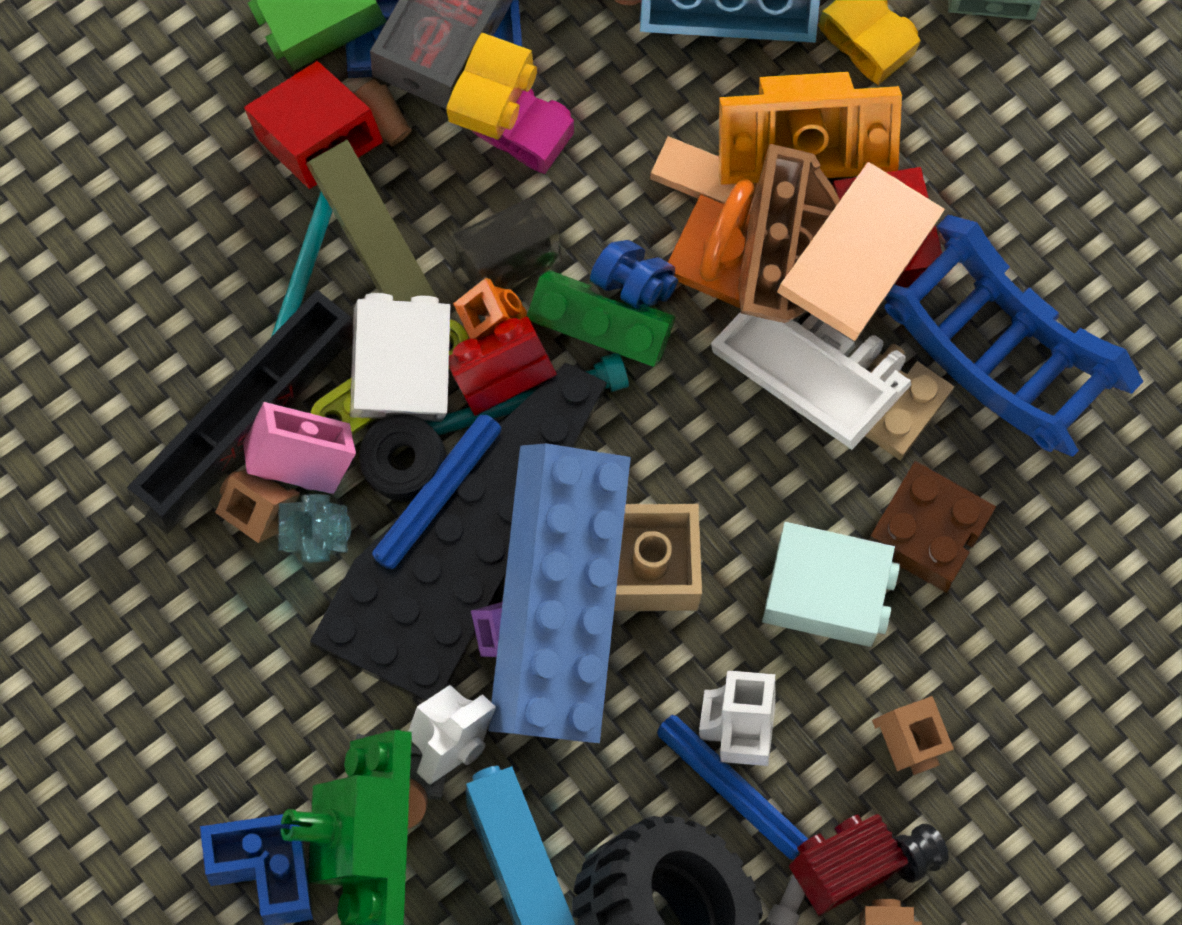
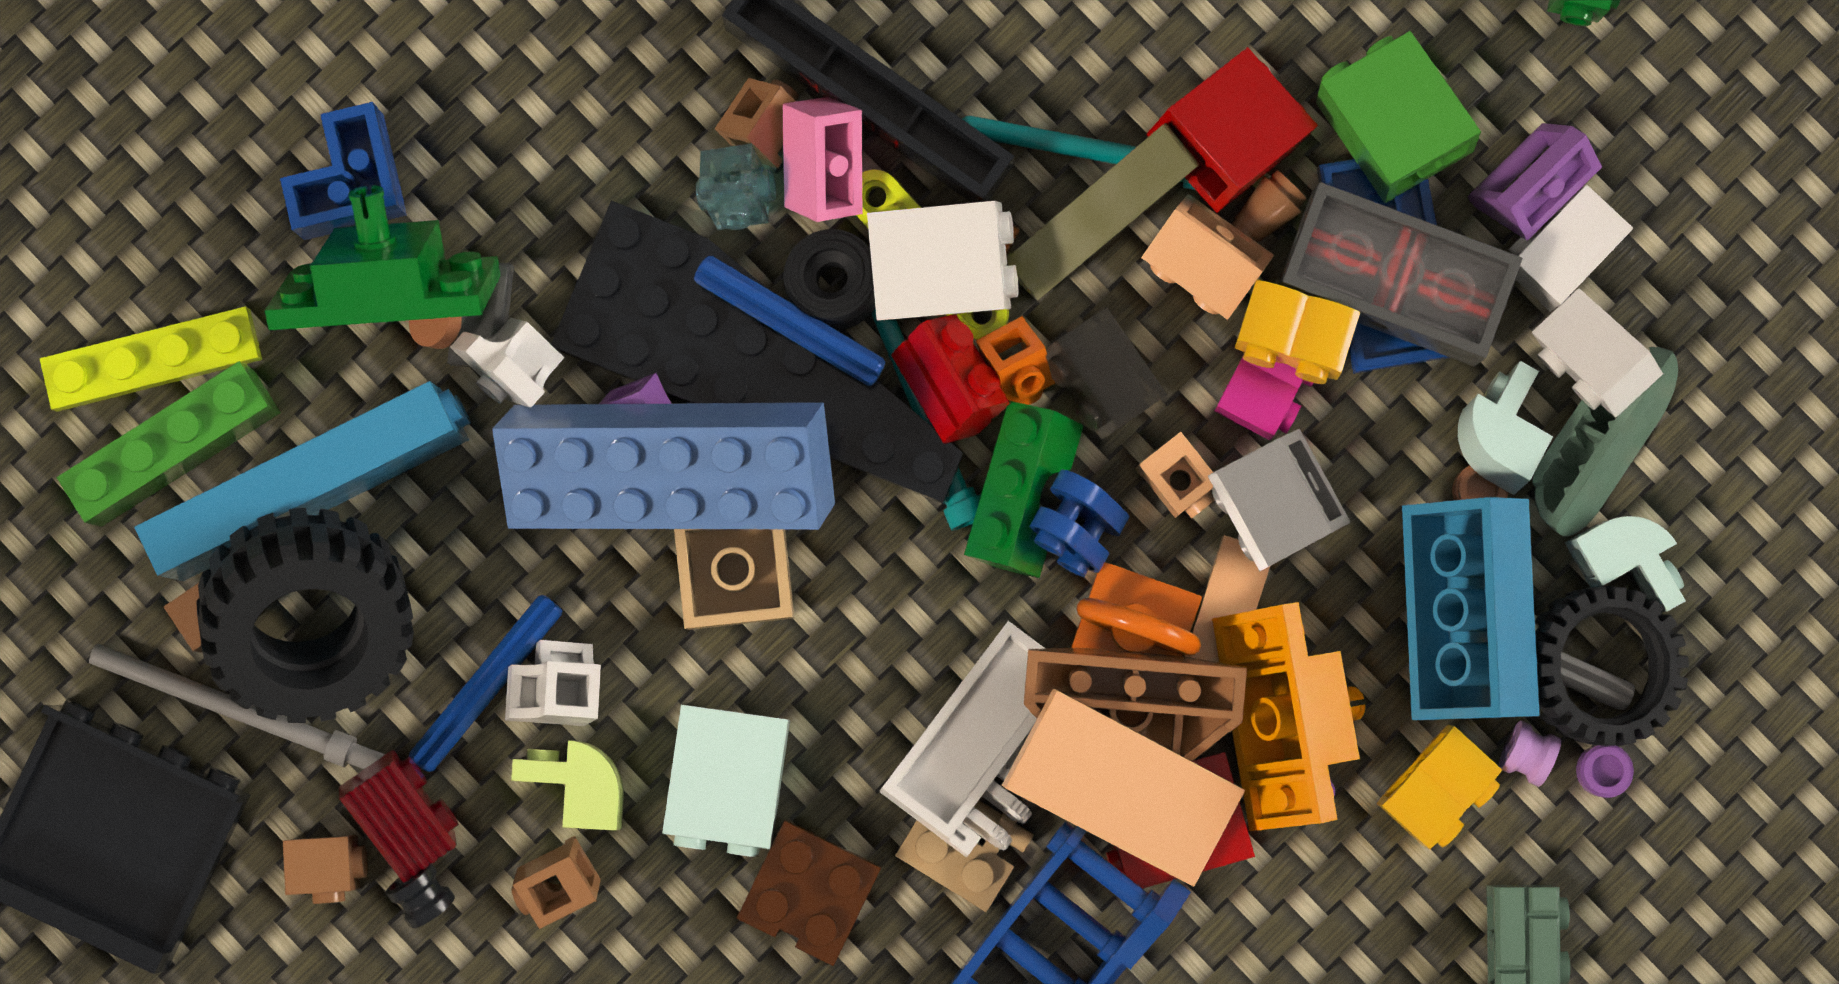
camera: 90 degrees right, 15 degrees up
(418, 158) = (1206, 257): none -> light nougat brick
(597, 186) = (1175, 457): none -> light nougat brick
(628, 119) = (1278, 499): none -> light grey slope
(828, 698) = (591, 783): none -> yellowish green brick

